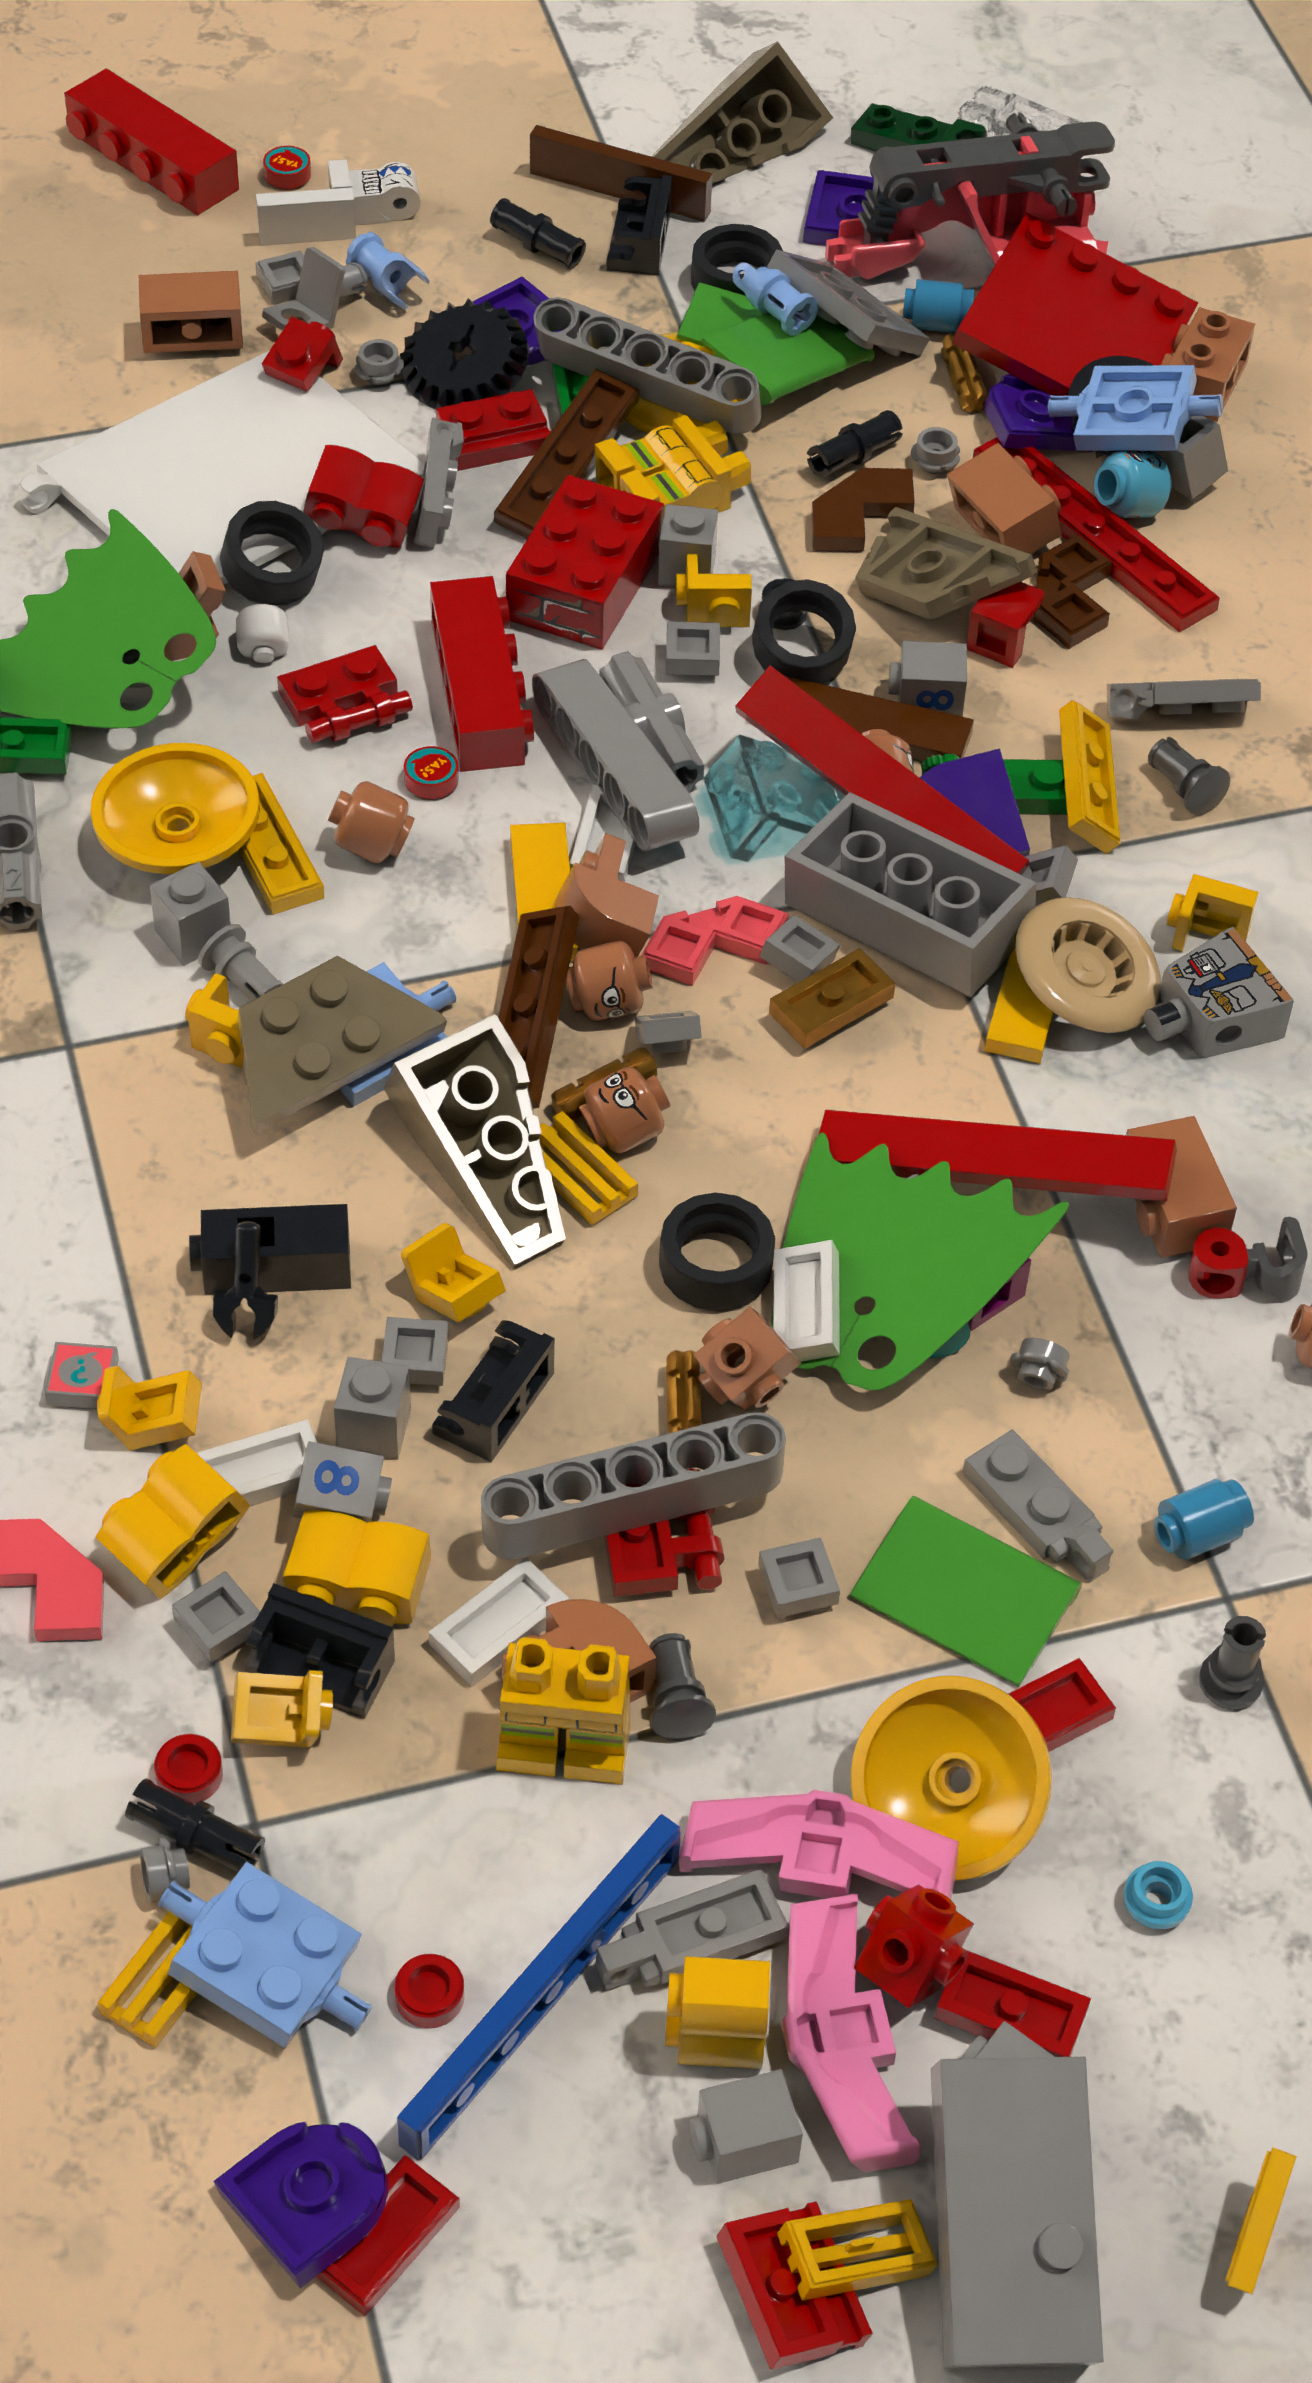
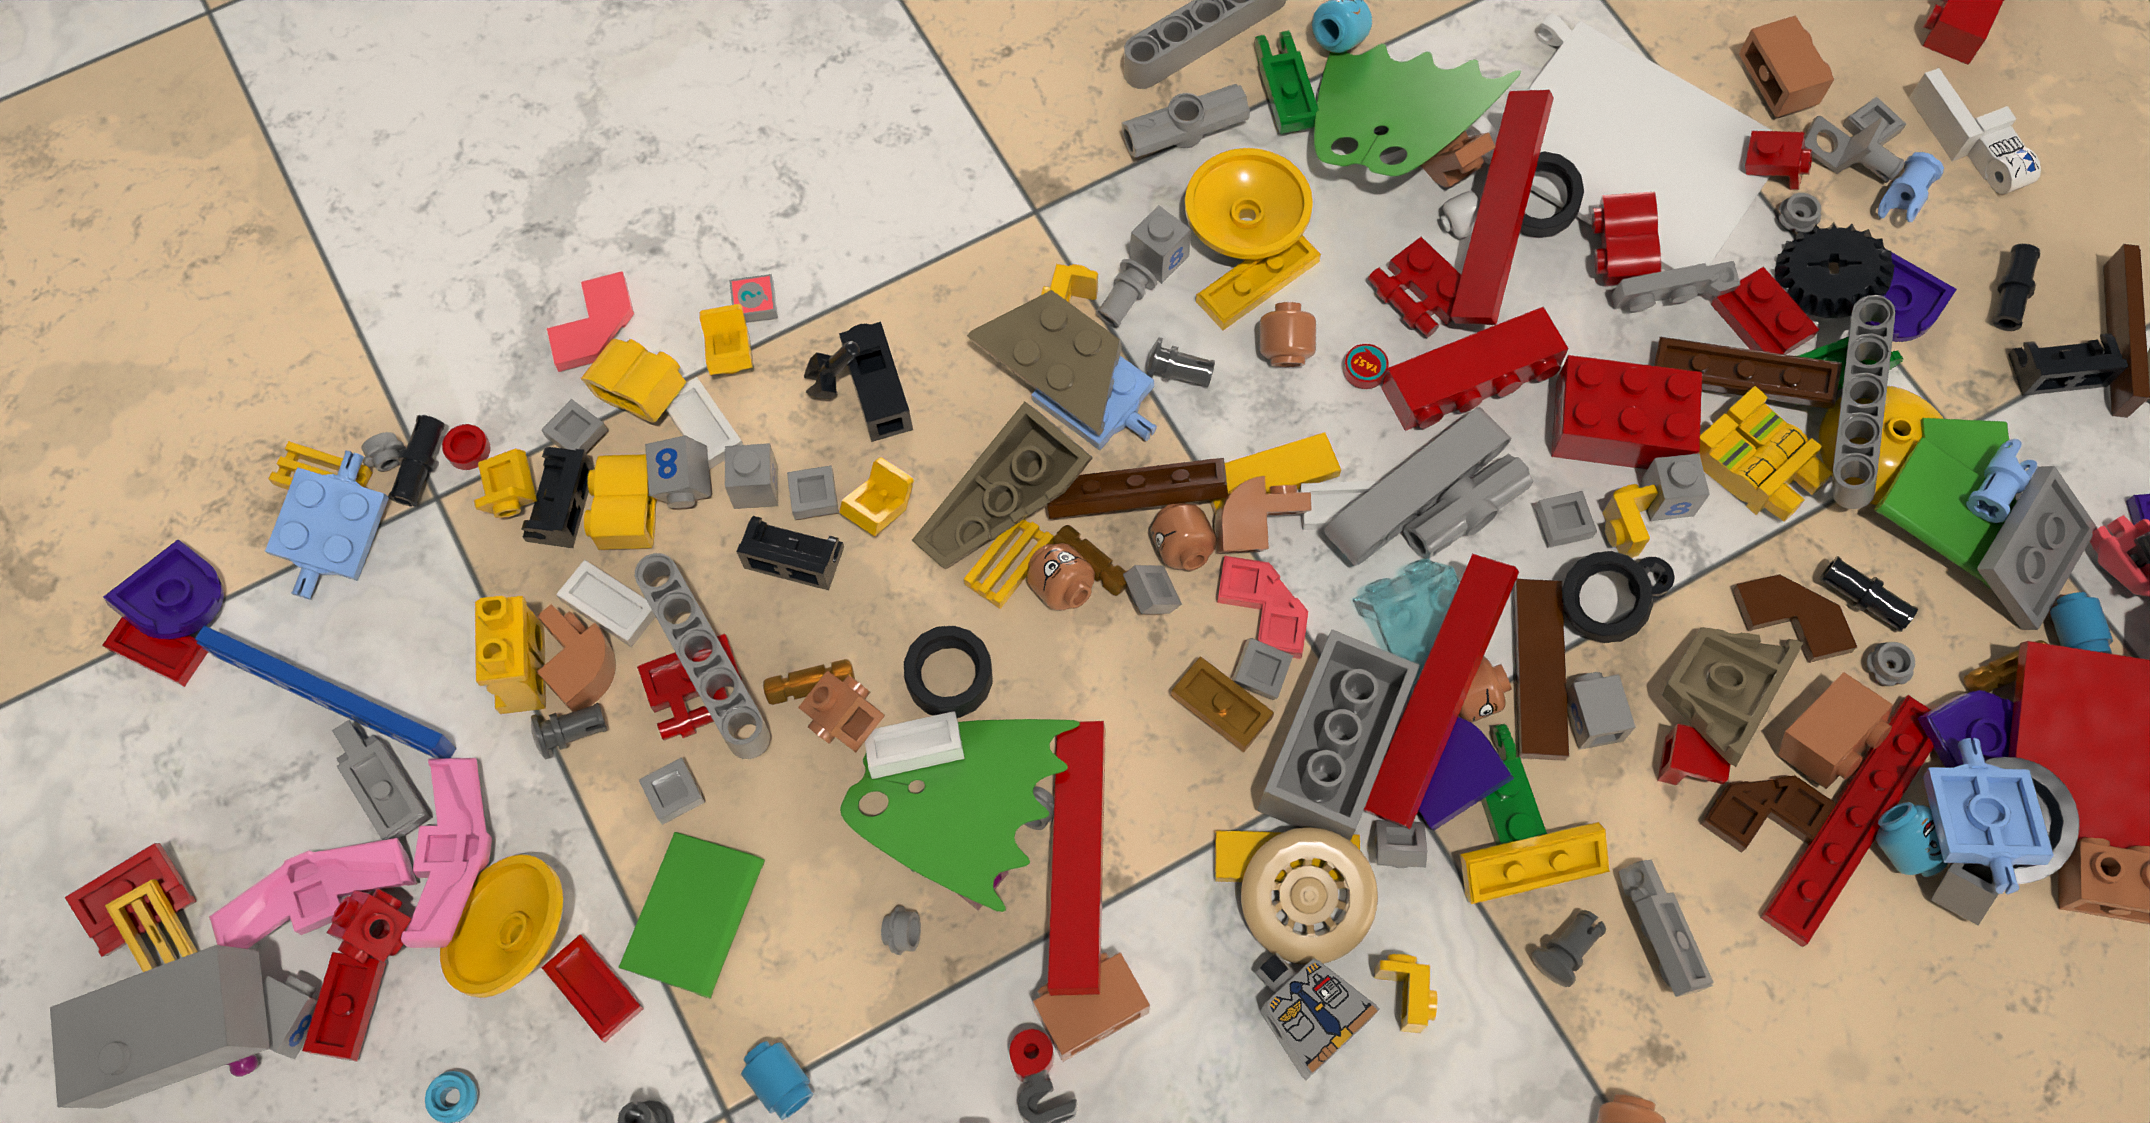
camera: 80 degrees right, 15 degrees up
(287, 167) = (2007, 87): red tile -> none
(289, 576) = (1502, 207): none -> red tile
(365, 942) = (1179, 365): none -> dark grey pin
(429, 1990) = (325, 630): red tile -> none
(719, 2012) = (294, 806): yellow brick -> none
(730, 244) = (2068, 427): black tyre -> none
(746, 2127) = (234, 846): light grey brick -> none
(1039, 1504) = (776, 953): light grey hinge -> none

